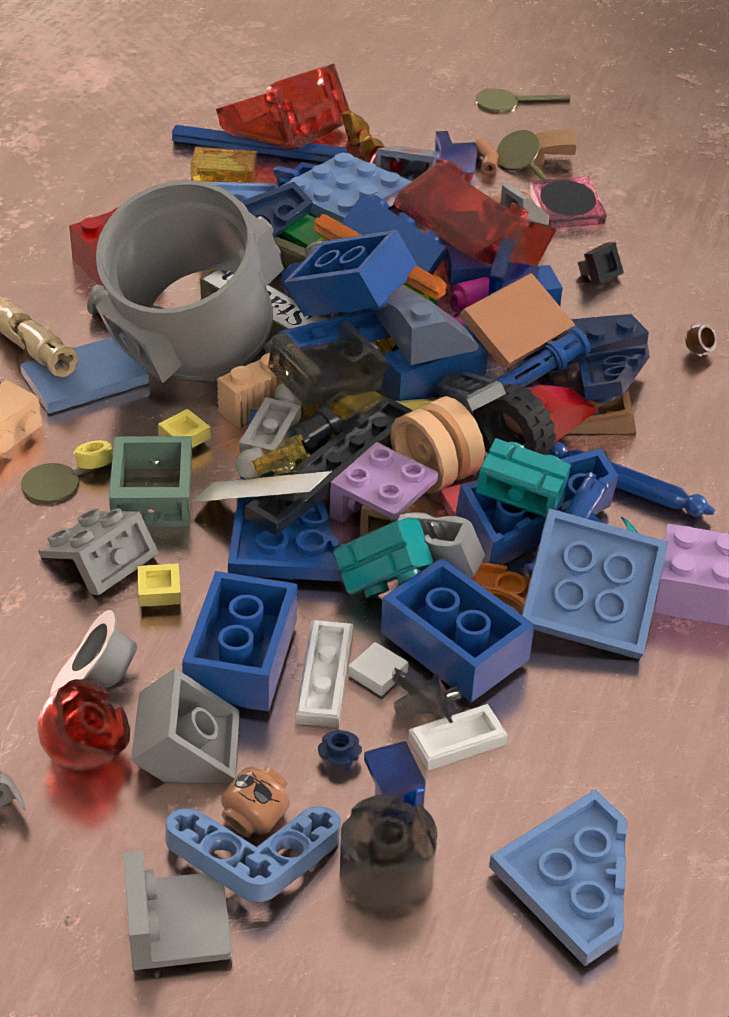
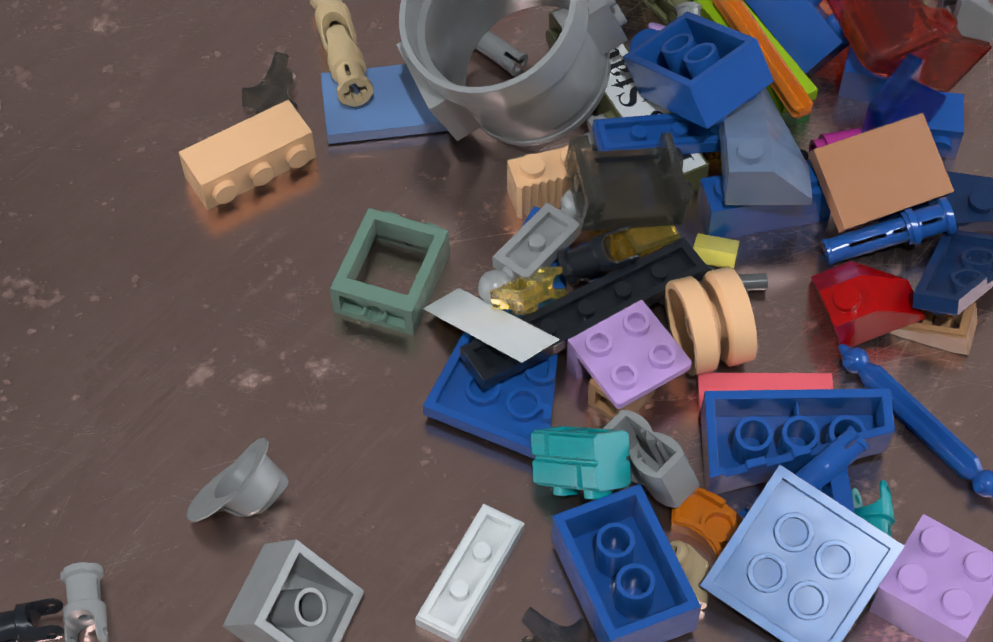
camera: 25 degrees right, 15 degrees up
(52, 482) = (298, 236): olive piece -> none
(82, 727) = (189, 571): clear red cylinder -> none
(93, 454) = (346, 215): light yellow tile -> none
(103, 546) = (305, 342): light grey bracket -> none
(159, 585) = (344, 408): light yellow plate -> none
(185, 424) = (454, 211): light yellow plate -> none
(242, 638) = (391, 513): blue brick -> none
(375, 668) = (527, 587): white tile -> none
(468, 293) = (850, 108): dark pink brick -> none
(470, 389) = (775, 261): dark grey tile -> none
(523, 477) = (773, 409): teal brick -> none
(526, 412) = (809, 322): black tyre -> none

